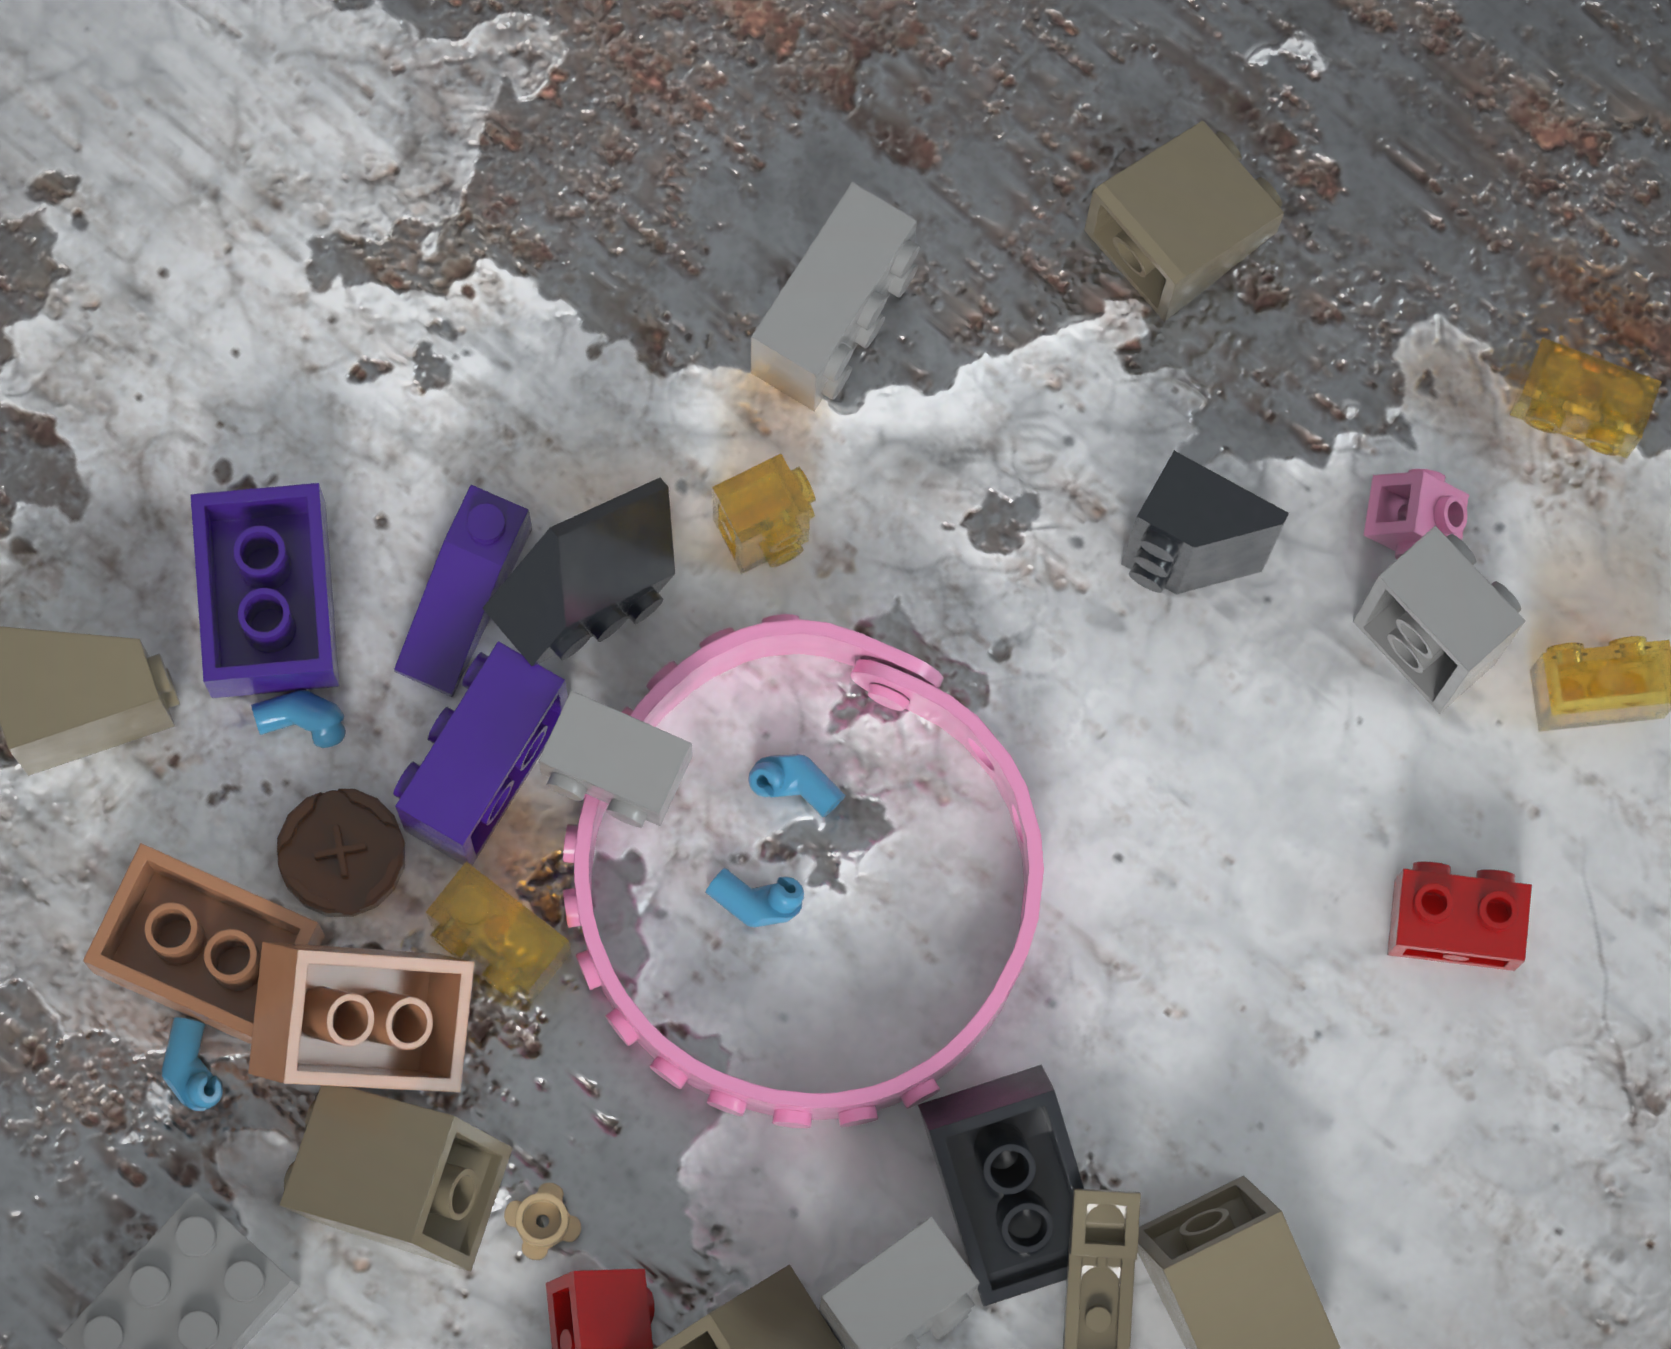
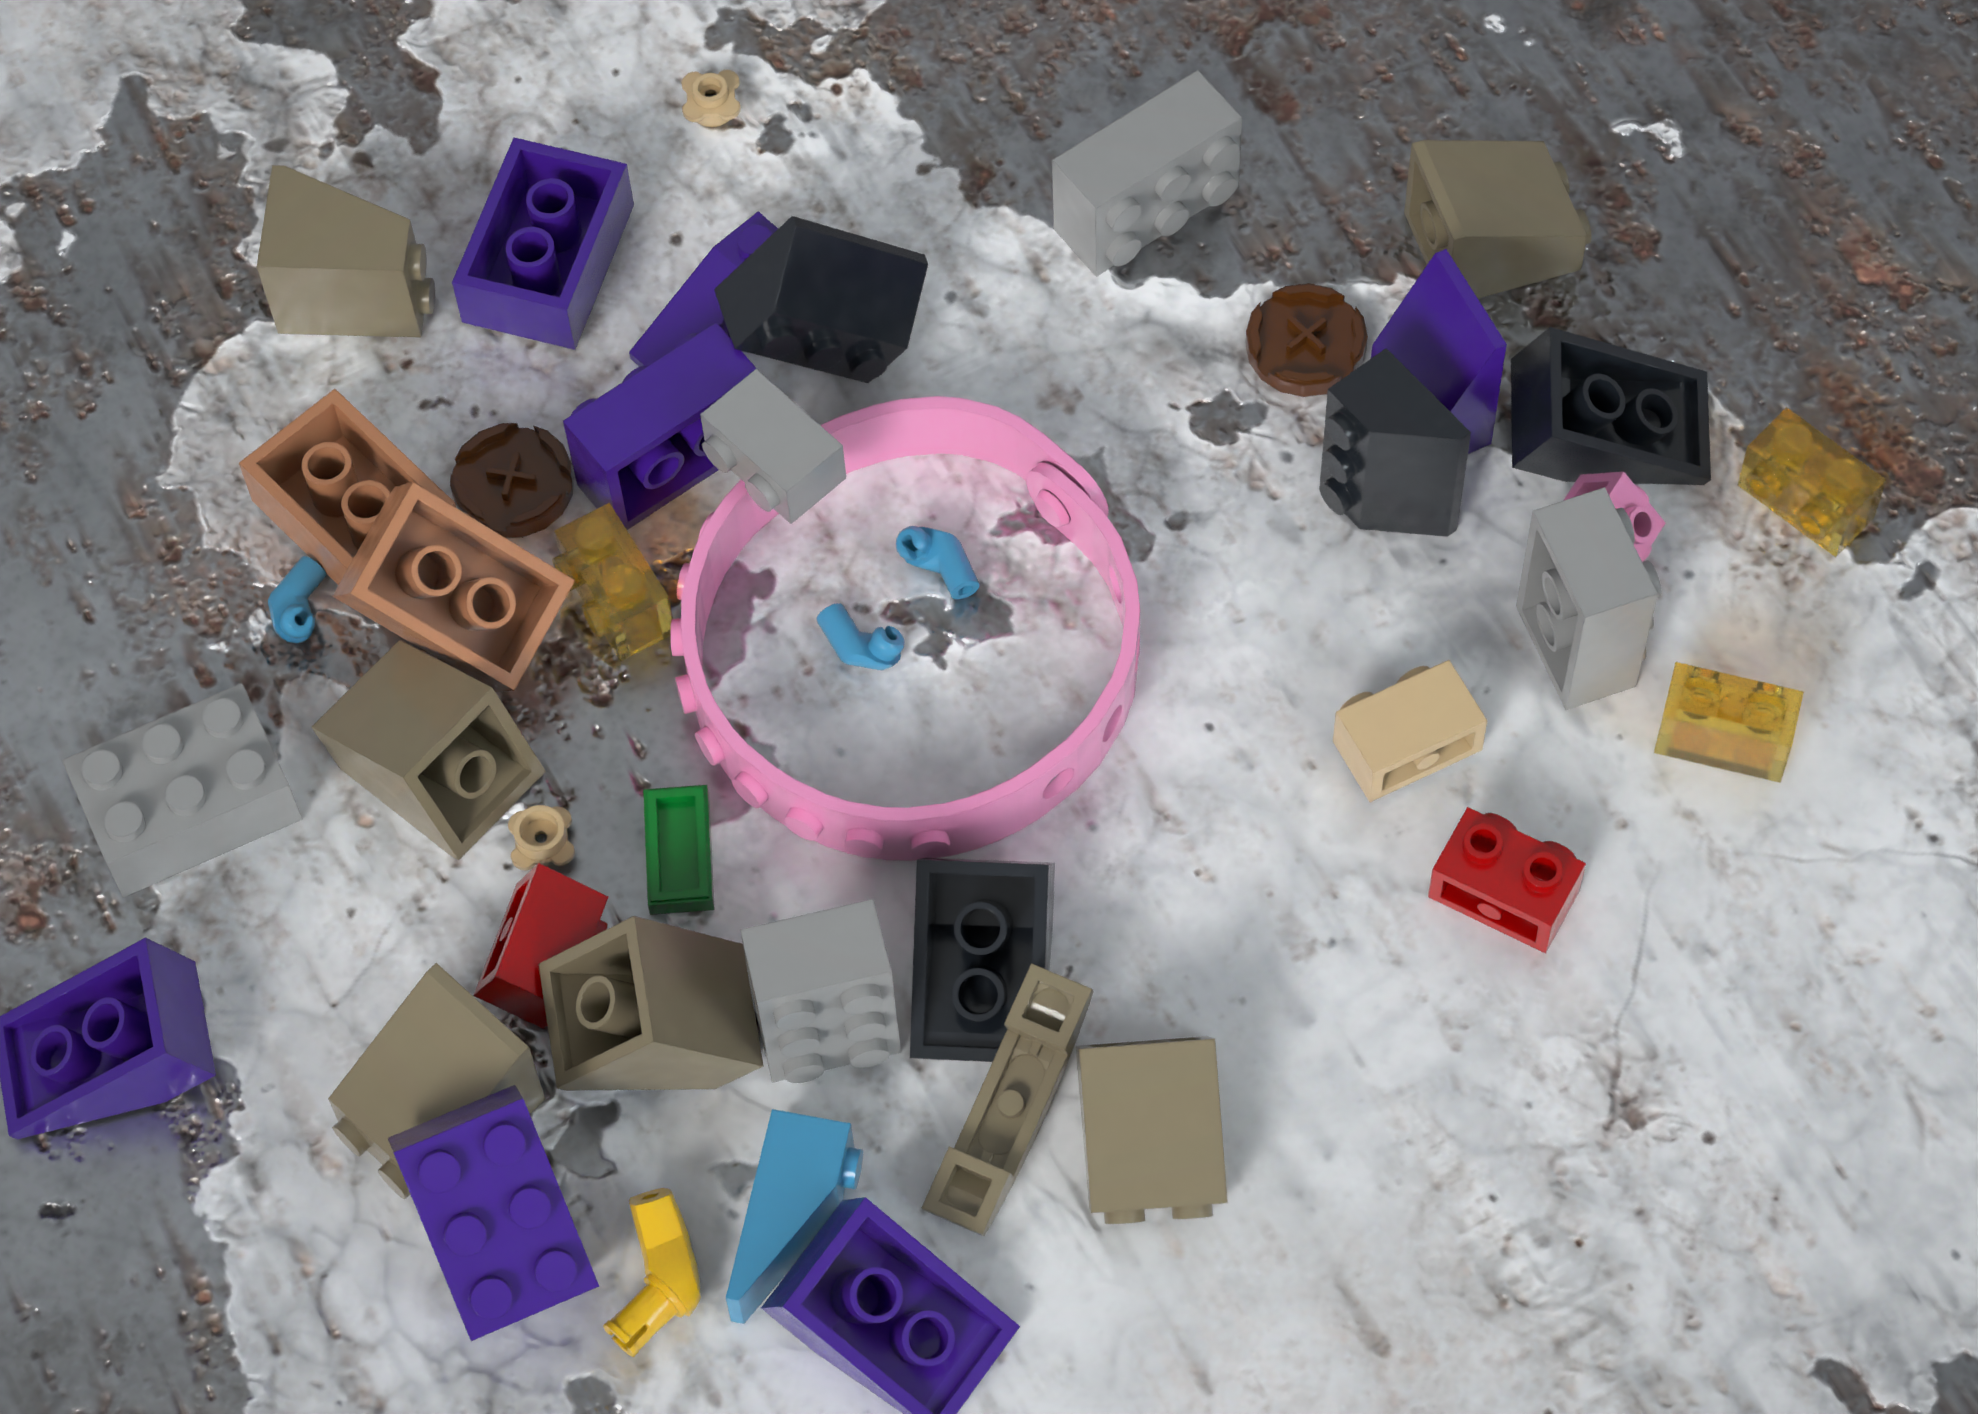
camera: 30 degrees right, 15 degrees down
(304, 710) = (530, 354): dark azure arm -> none
(346, 369) = (711, 110): none -> tan plate
(677, 1180) = (678, 849): none -> green tile
(764, 513) = (1007, 320): clear yellow brick -> none
(1048, 410) = (1305, 339): none -> reddish brown tile
(1202, 408) = (1449, 346): none -> dark purple slope
(1314, 802) = (1408, 729): none -> tan brick
(1369, 393) = (1607, 411): none -> black slope

